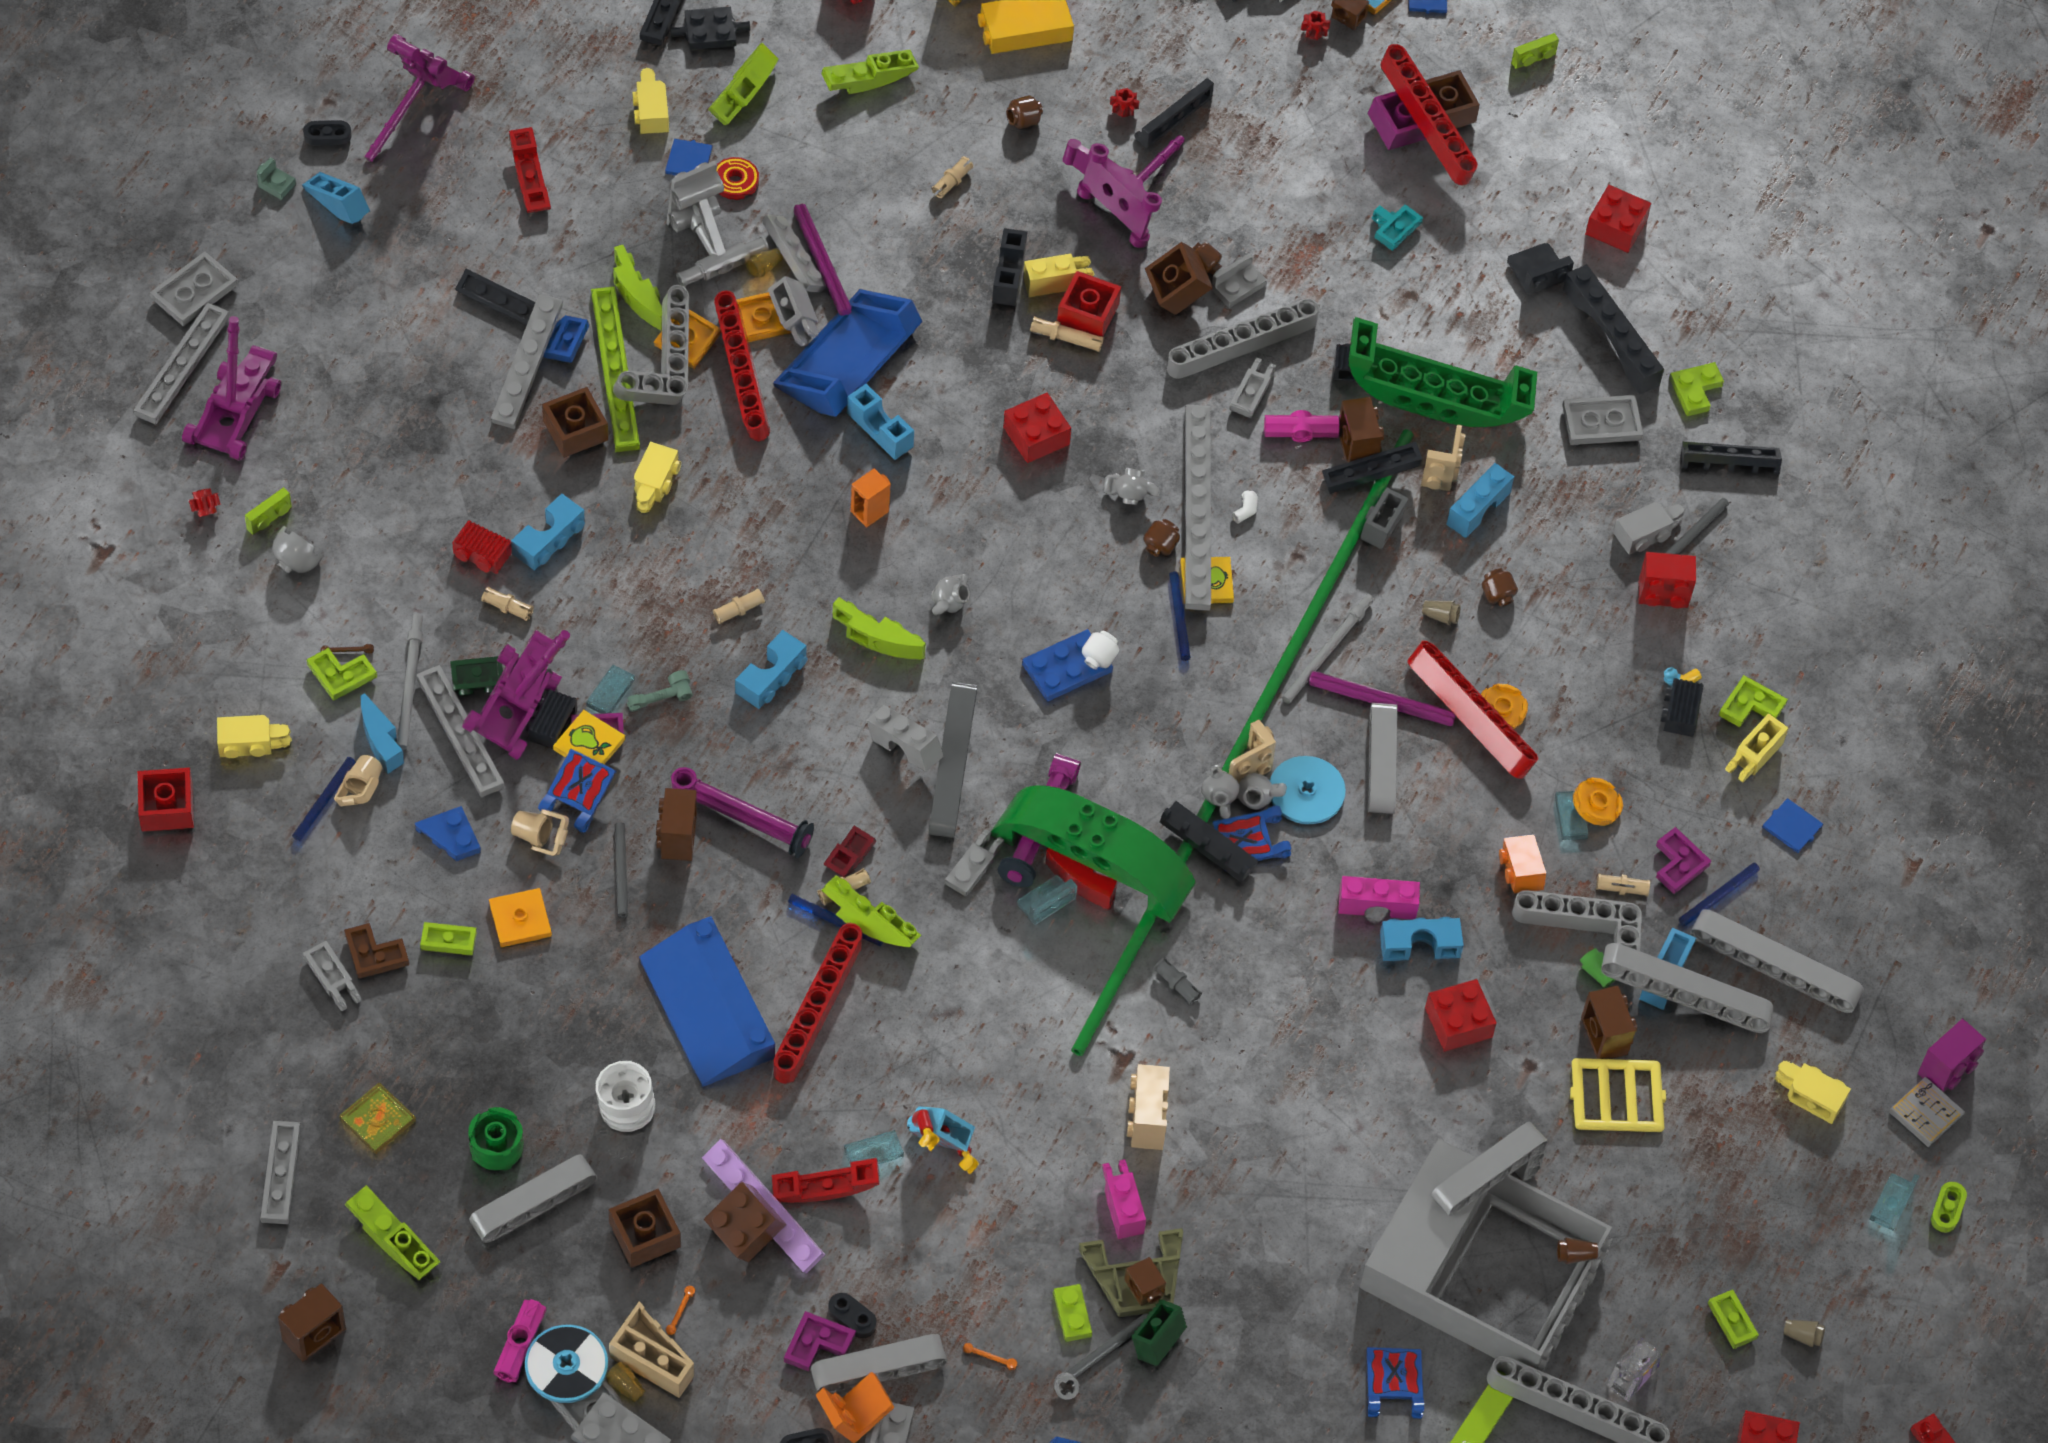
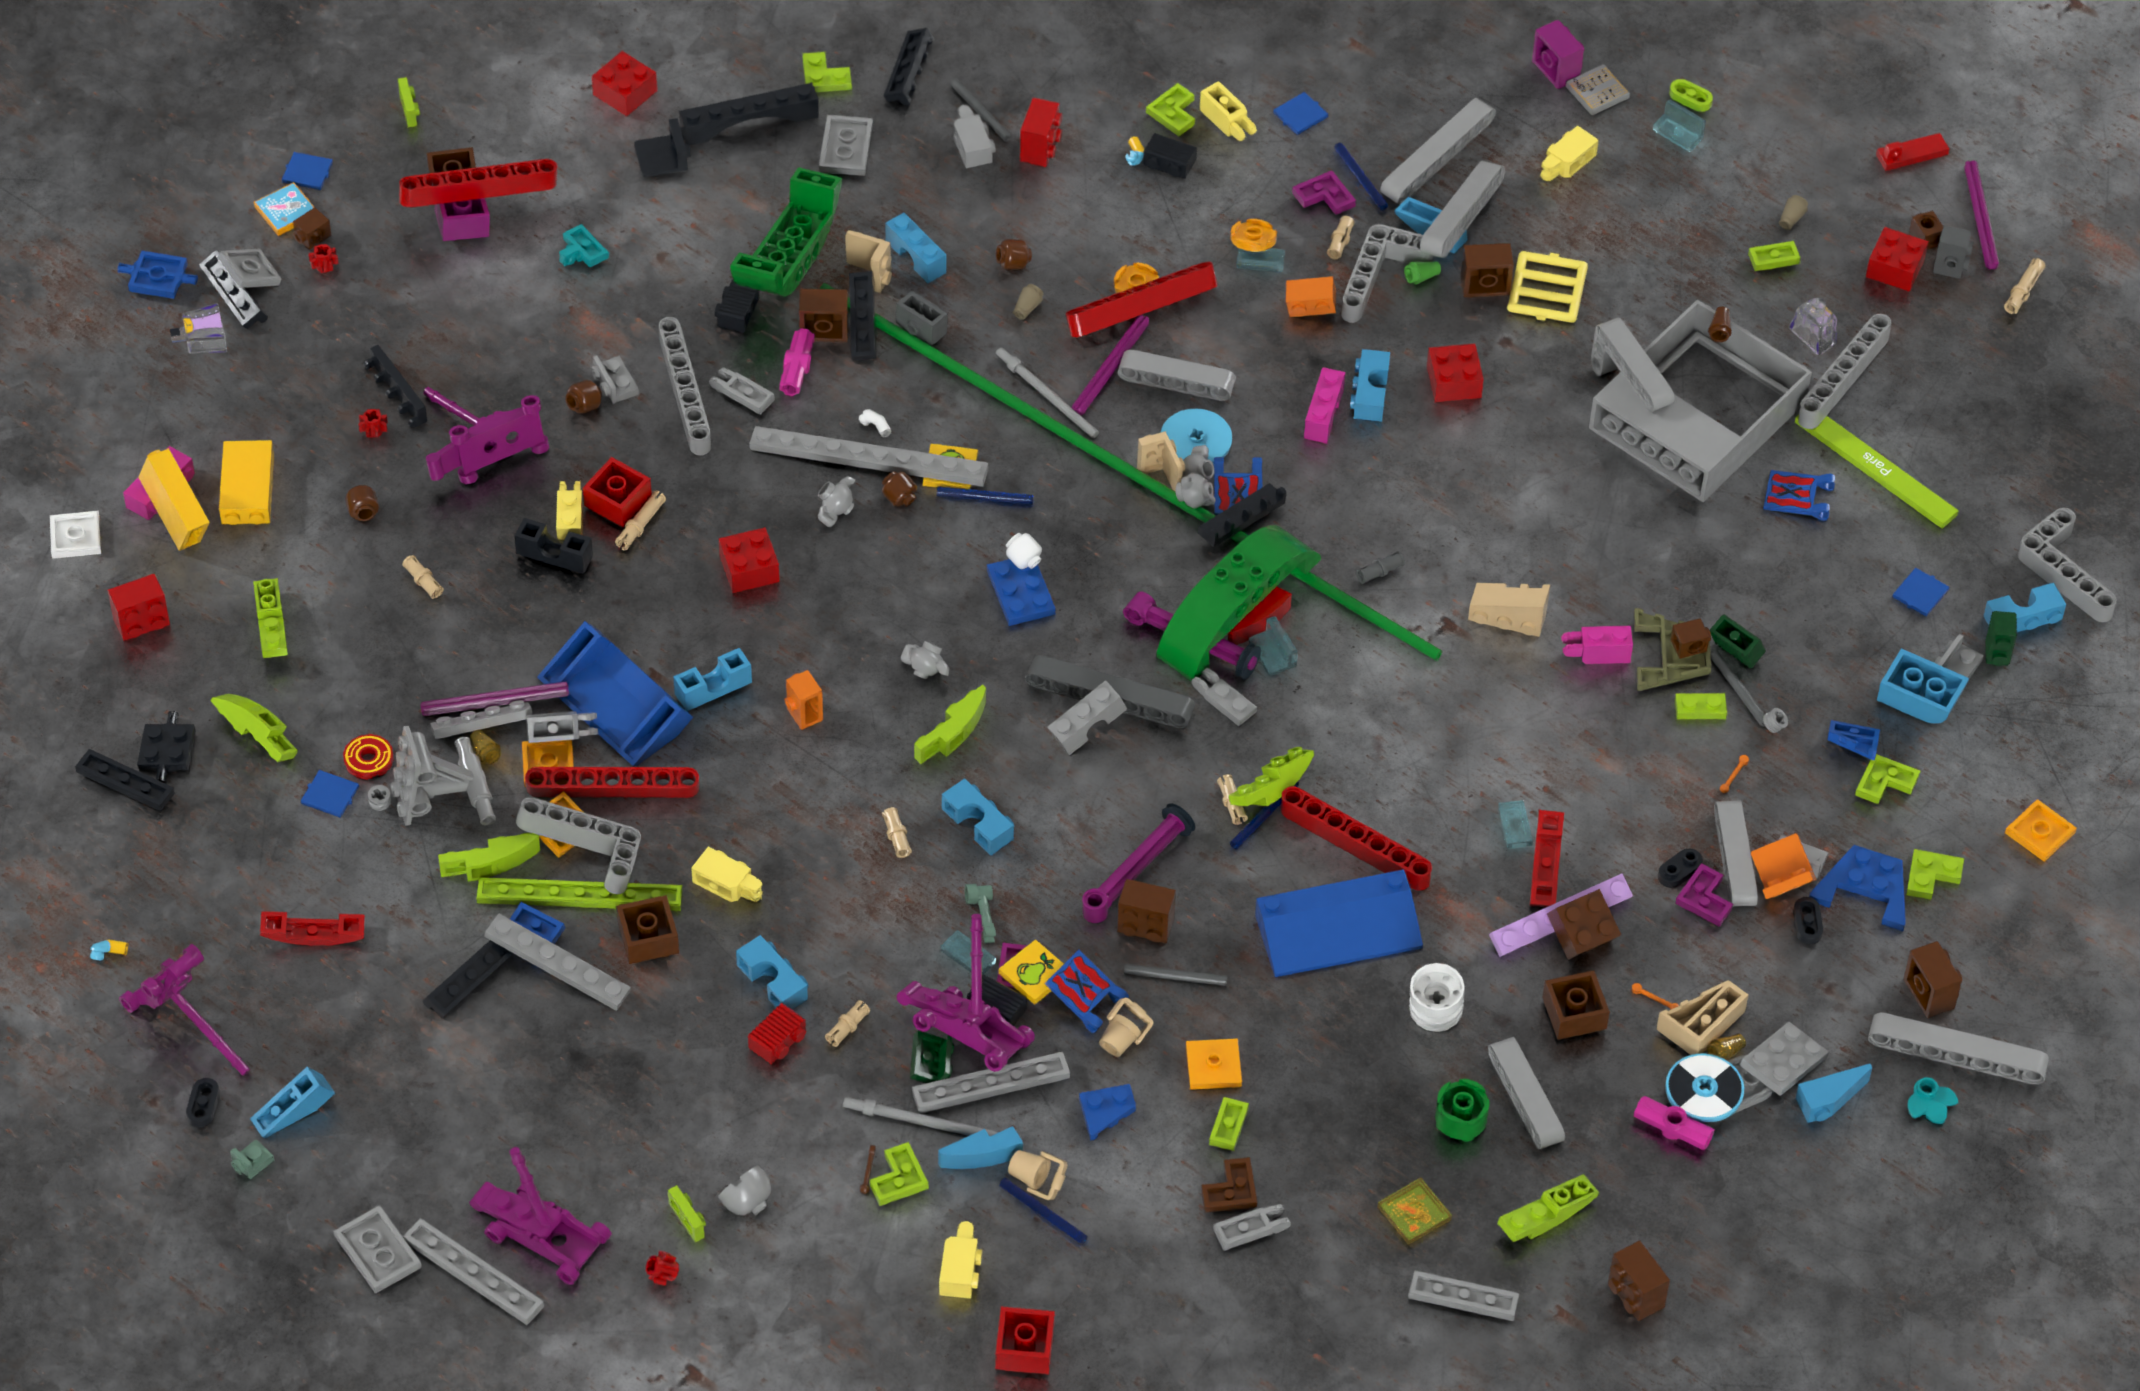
camera: 75 degrees left, 5 degrees down
(482, 31) = (110, 946): none -> arm
(651, 104) = (253, 809): light yellow hinge -> none
(850, 852) = (1192, 790): dark red slope -> none
(944, 1129) = (1512, 761): torso -> none
(1178, 278) = (609, 414): reddish brown brick -> none

